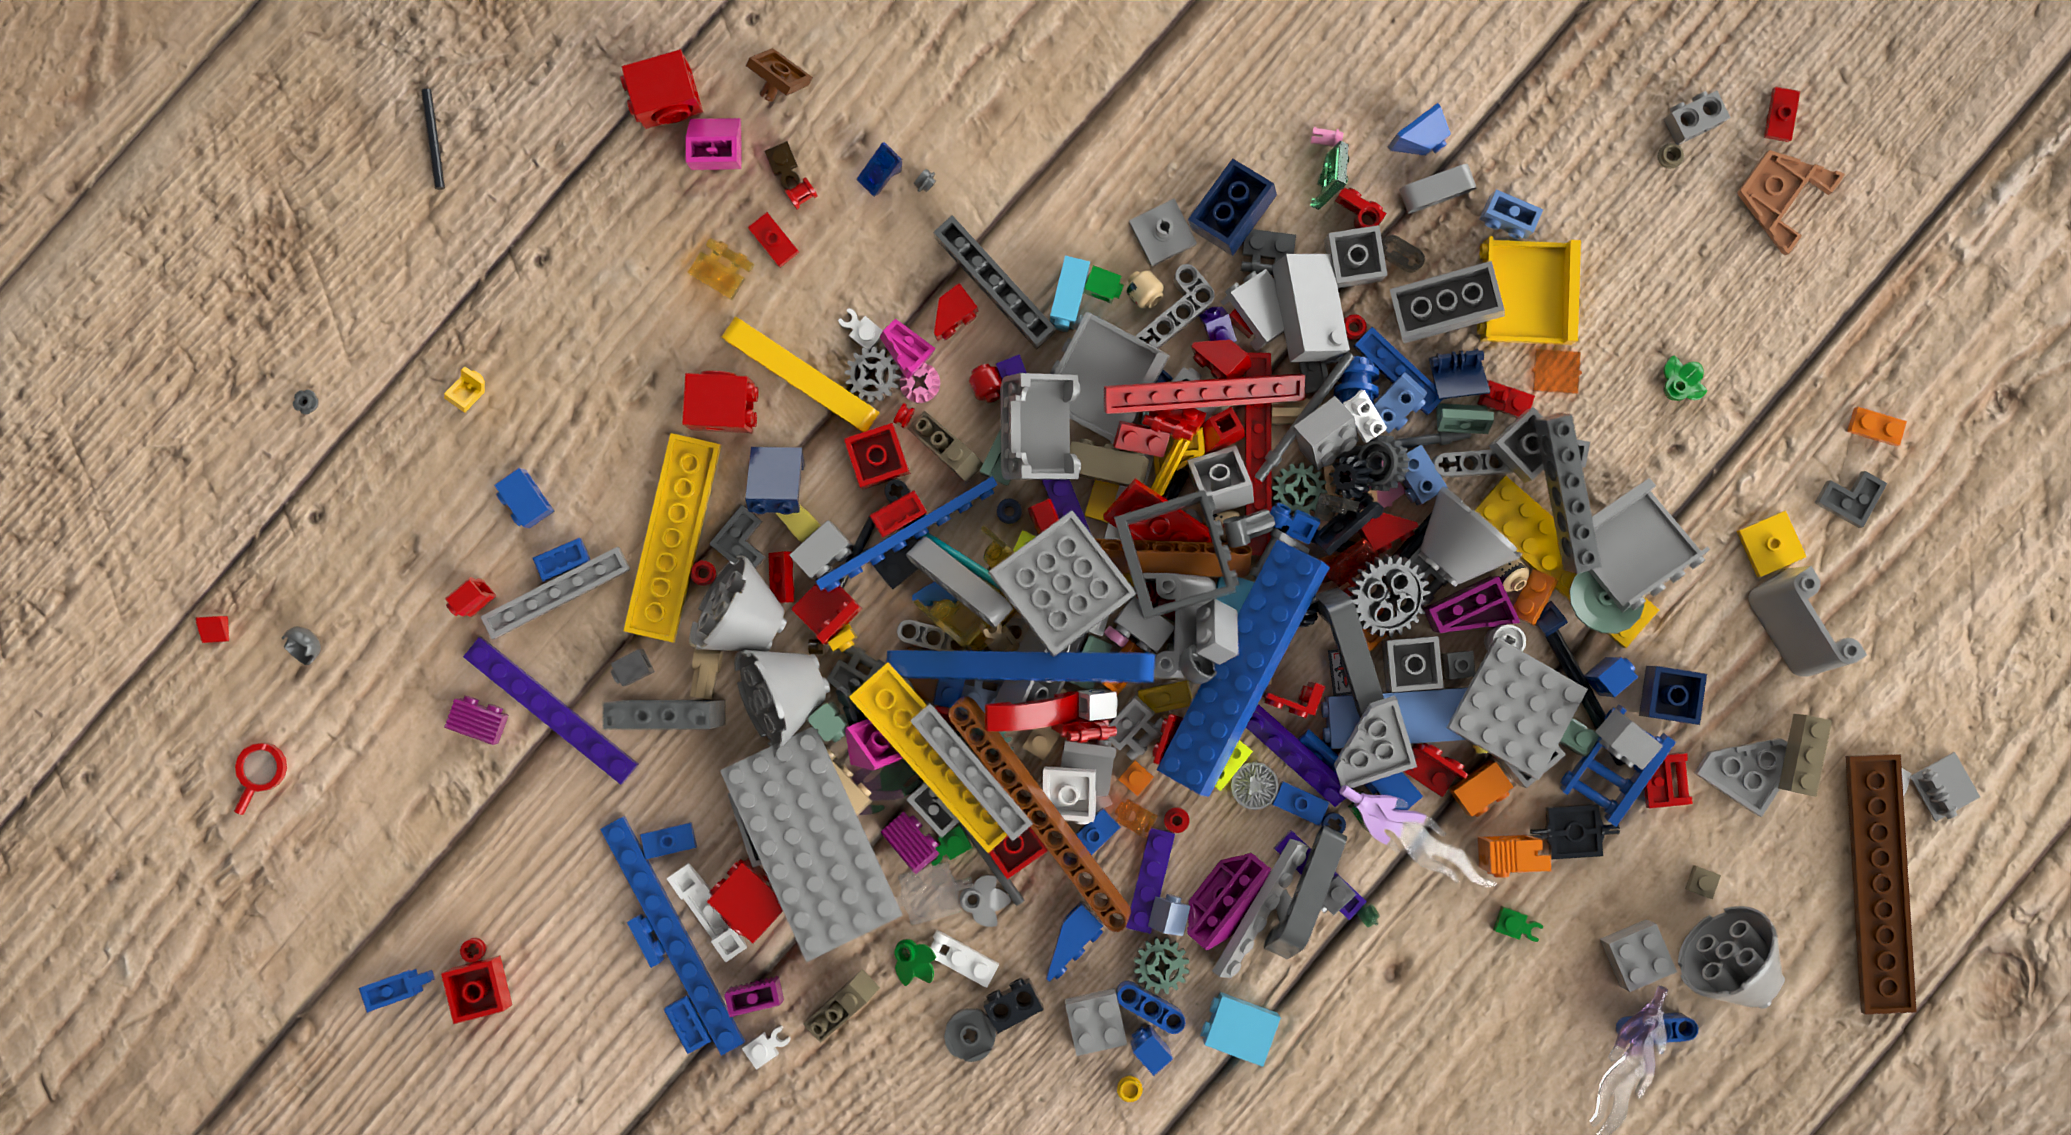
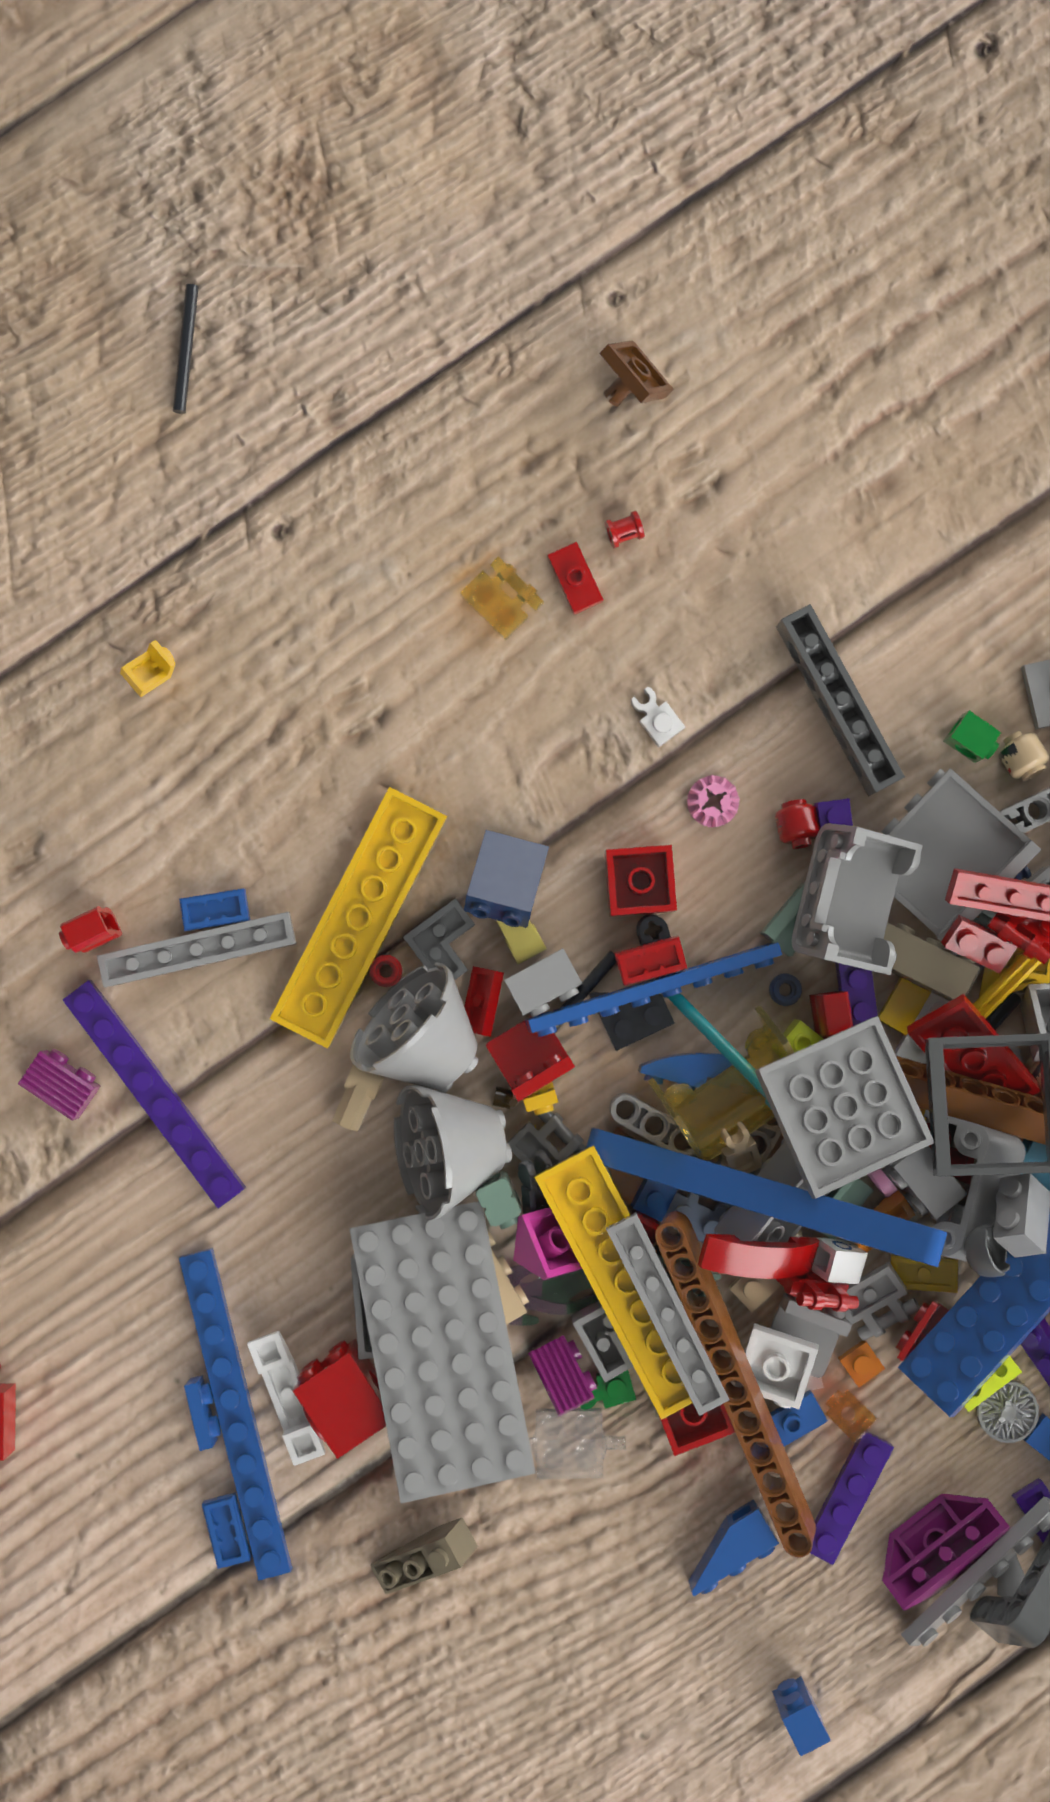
camera: 15 degrees right, 0 degrees up
(523, 498) = (186, 822): blue brick -> none
(631, 668) = (268, 1068): flat silver brick -> none
(661, 89) = (484, 357): red brick -> none
(664, 714) = (296, 1140): dark grey window -> none
(668, 840) = (260, 1293): blue plate -> none
(714, 144) = (532, 441): dark pink slope -> none
(719, 402) = (461, 764): red brick -> none
(754, 996) = (319, 1519): magenta brick -> none
(763, 1047) = (312, 1584): white plate -> none
(782, 162) = (610, 484): dark brown plate -> none
(800, 375) = (568, 755): yellow beam -> none
(880, 169) = (732, 523): clear blue slope -> none
(881, 367) = (672, 770): light grey gear -> none
(904, 415) = (684, 838): red bush -> none
(906, 347) = (708, 754): dark pink wing -> none
(914, 964) = (528, 1527): green plate -> none
(925, 181) = (782, 552): dark grey plate -> none
(946, 446) = (727, 889): dark tan slope -> none
(953, 310) = (779, 721): red slope -> none
(959, 581) = (709, 1067): light grey beam -> none
(964, 959) = (589, 1535): white plate -> none
(964, 1048) = (586, 1617): dark grey plate -> none
(988, 900) = (639, 1470): light grey plate -> none
(1007, 884) = (658, 1431): dark grey bar -> none
(1017, 1011) = (641, 1621): black brick -> none
(1069, 293) = (932, 737): medium azure brick -> none
(1095, 1022) = (738, 1659): light grey brick -> none
(1129, 1088) = (758, 1752): yellow plate -> none
(1157, 1017) = (816, 1672): blue beam -> none
(1169, 915) = (863, 1549): sand blue brick -> none
(1173, 964) = (848, 1619): sand green gear -> none
(1176, 811) = (896, 1420): red plate -> none
(1240, 1028) = (917, 1714): medium azure brick -> none

